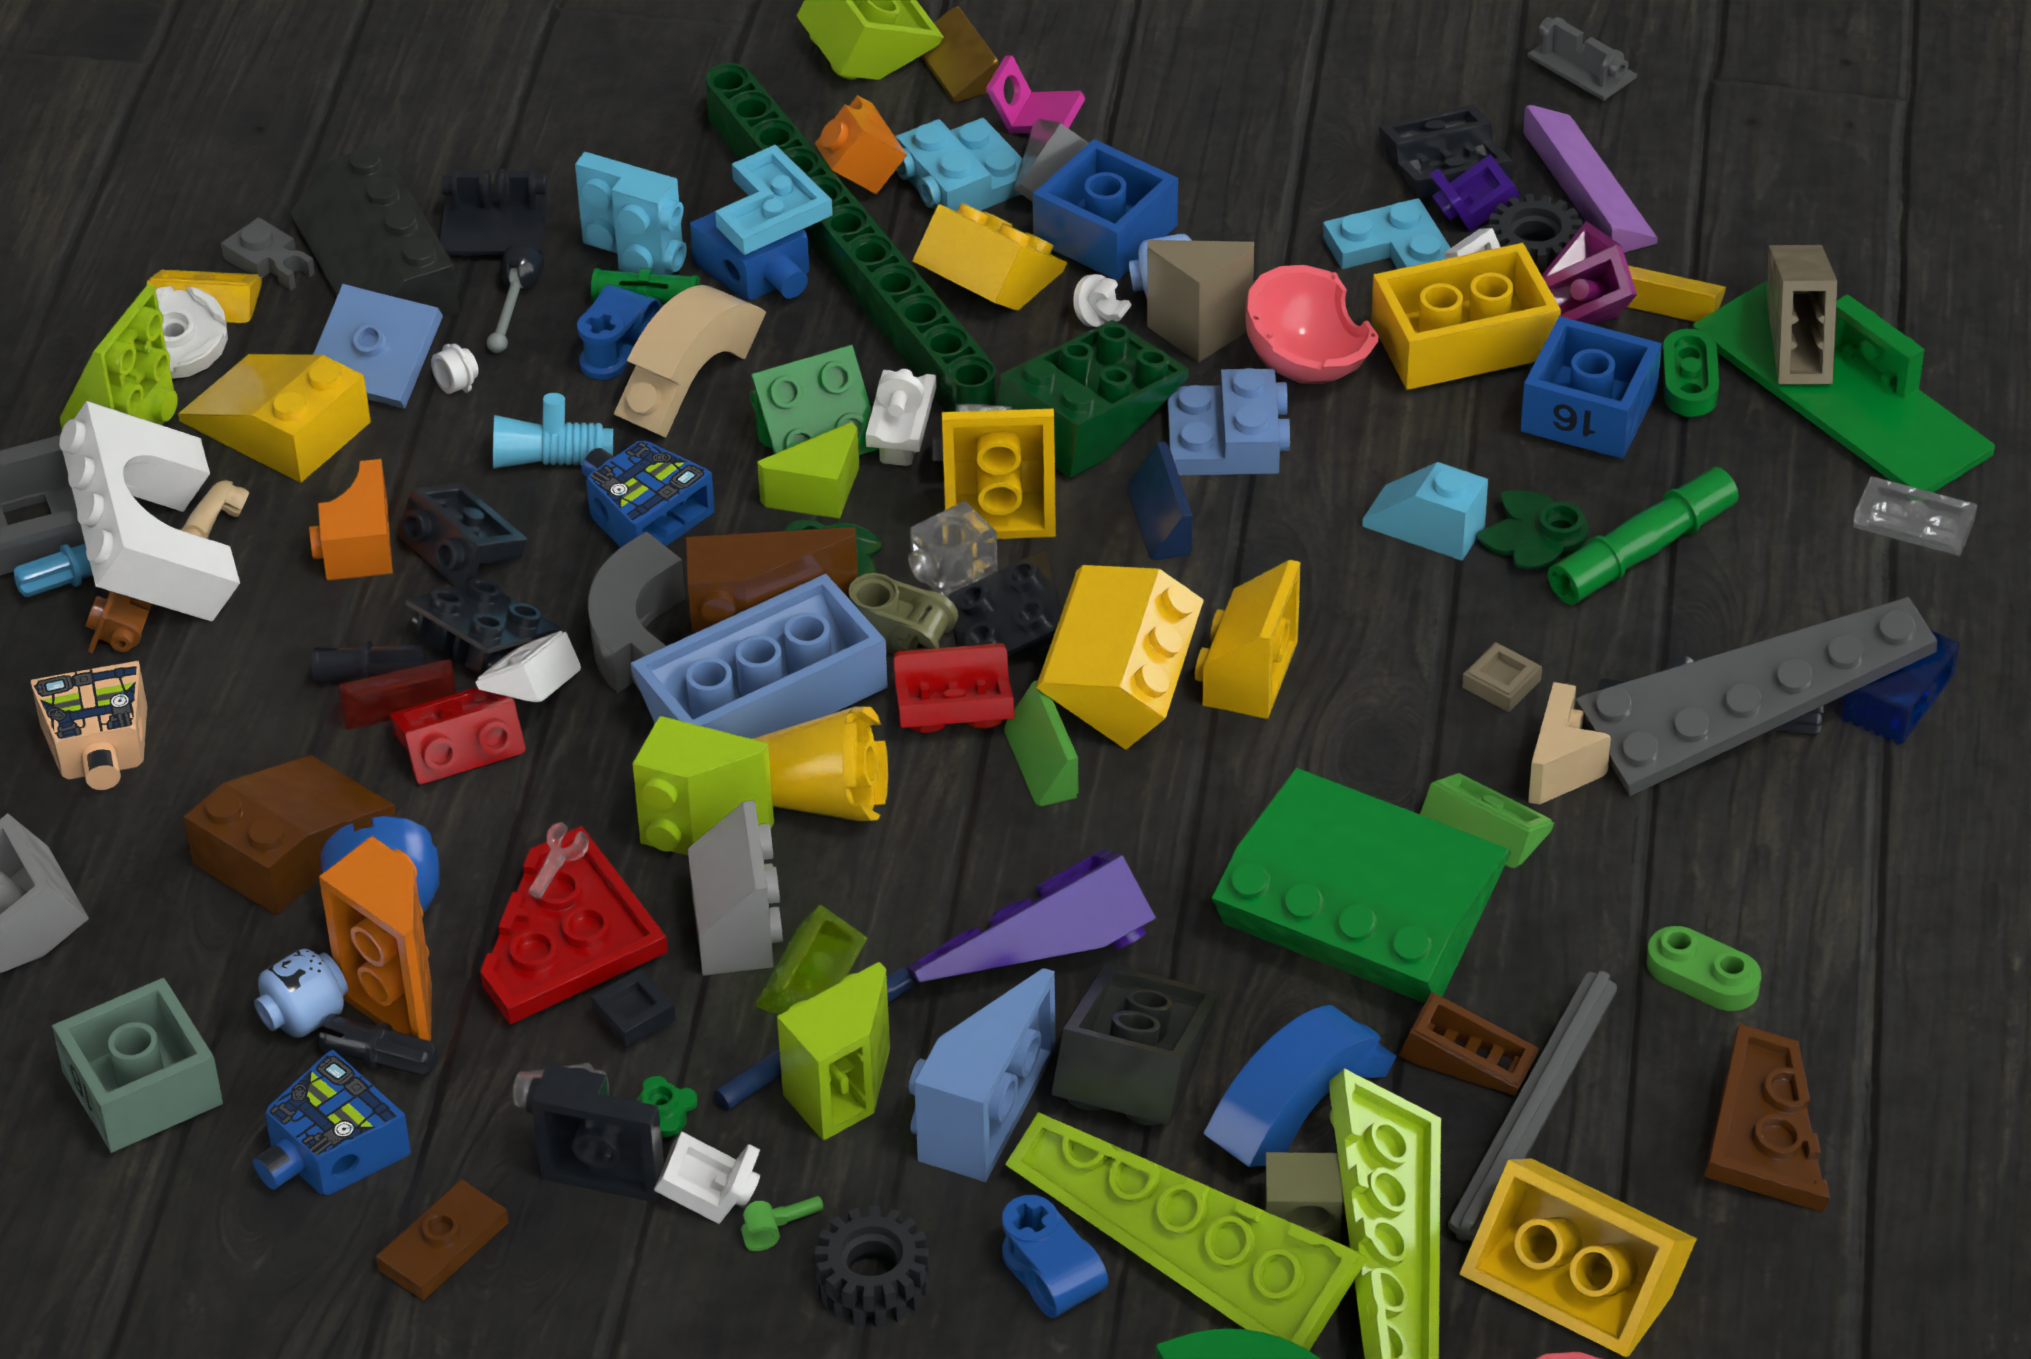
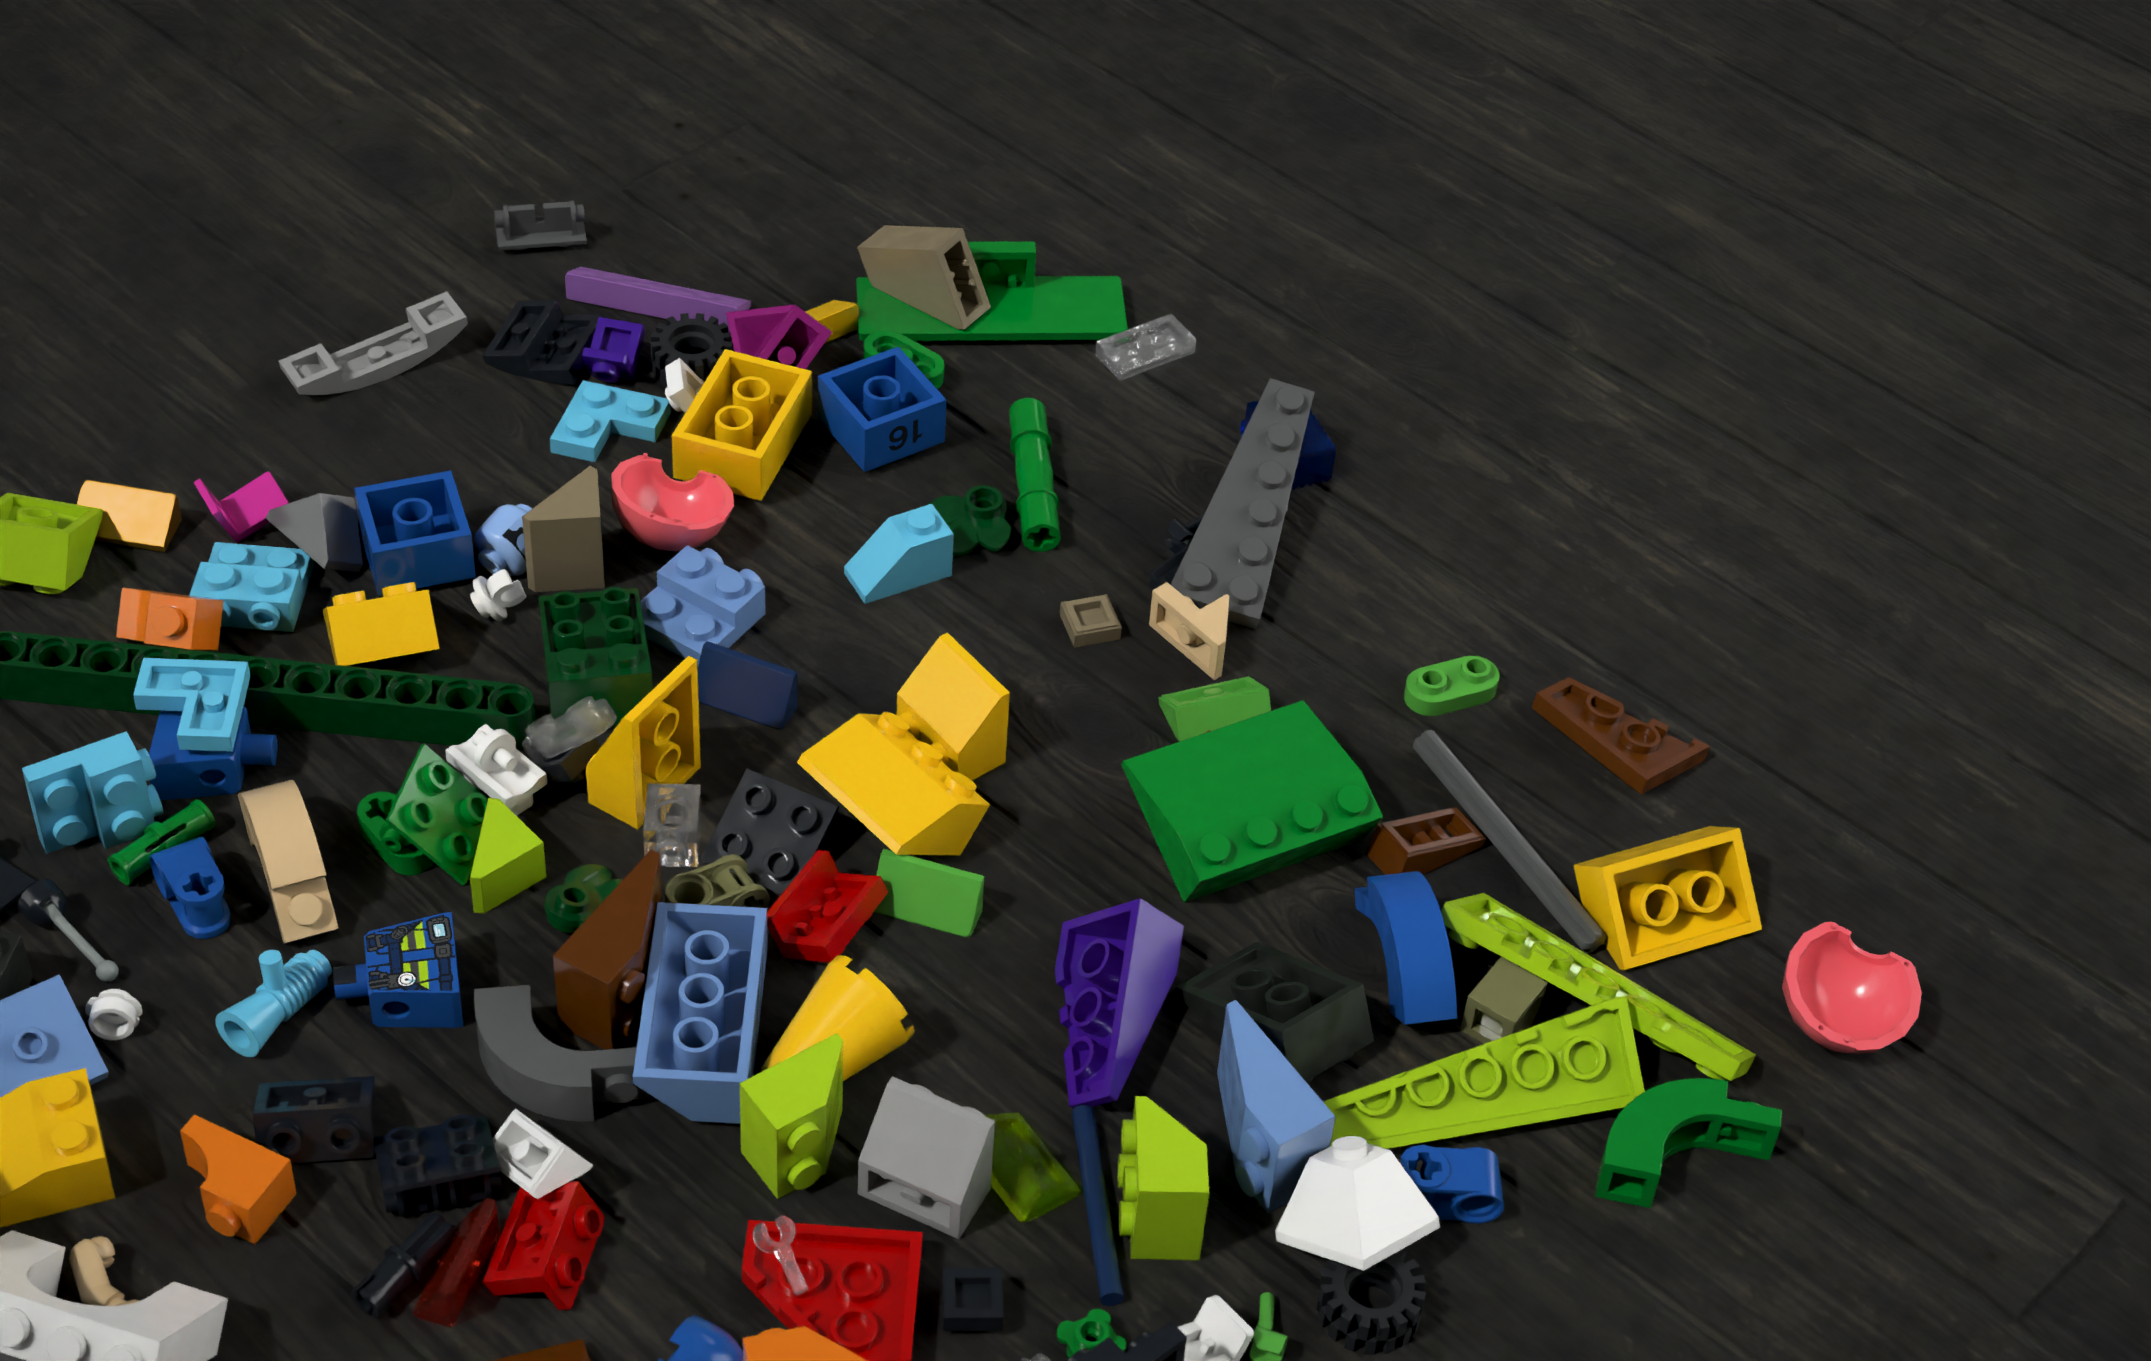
camera: 60 degrees left, 0 degrees up
(936, 1191) = (1355, 1206): none -> white slope
(1301, 72) = (381, 357): none -> light grey slope

